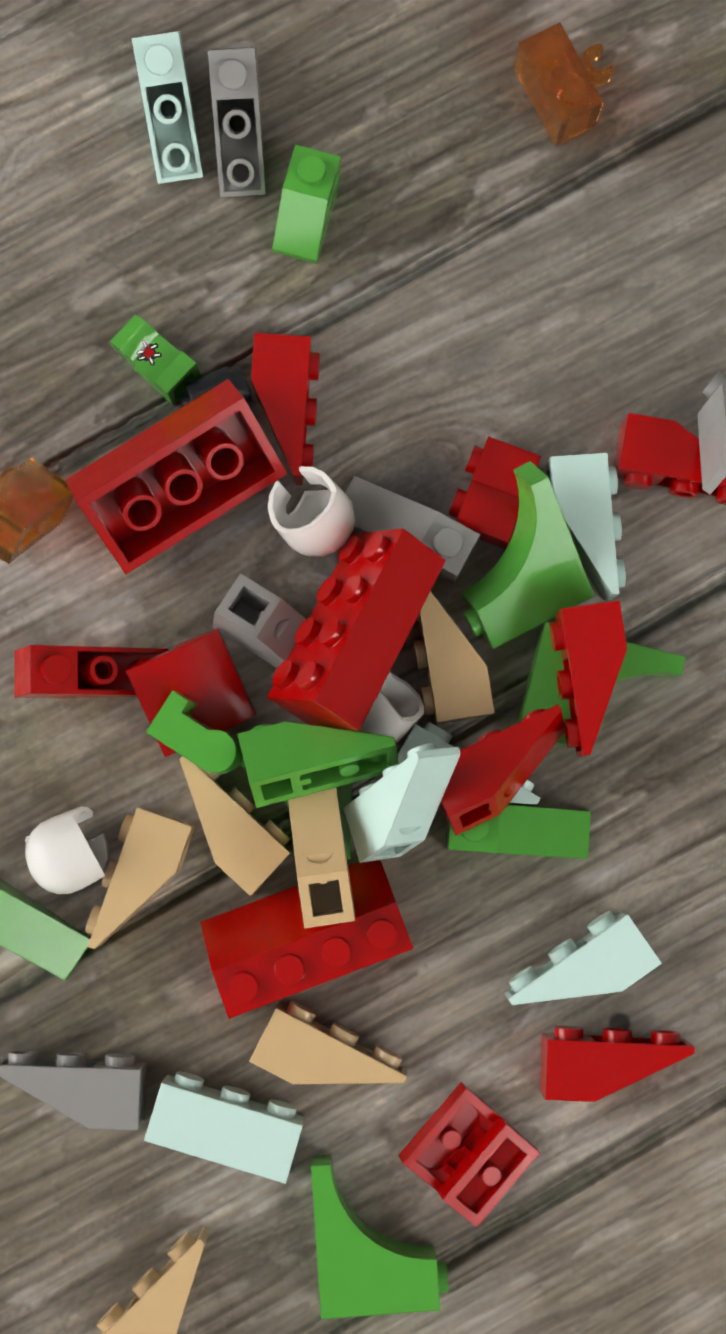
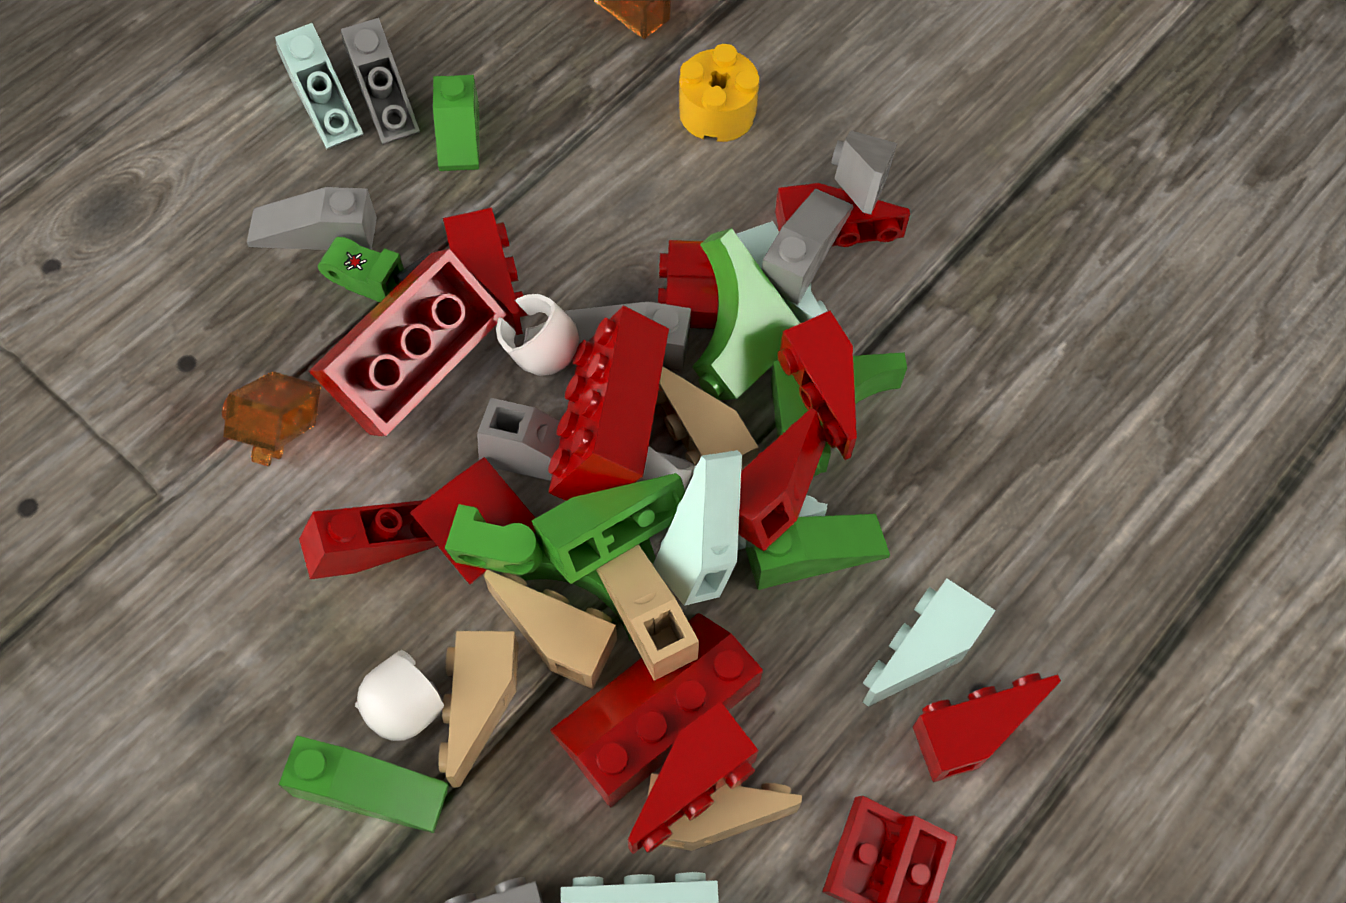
camera: 20 degrees left, 20 degrees down
(119, 282) = (314, 220): none -> light grey slope
(320, 1023) = (701, 761): none -> red slope
(622, 238) = (718, 93): none -> yellow brick
(631, 497) = (804, 244): none -> light grey slope

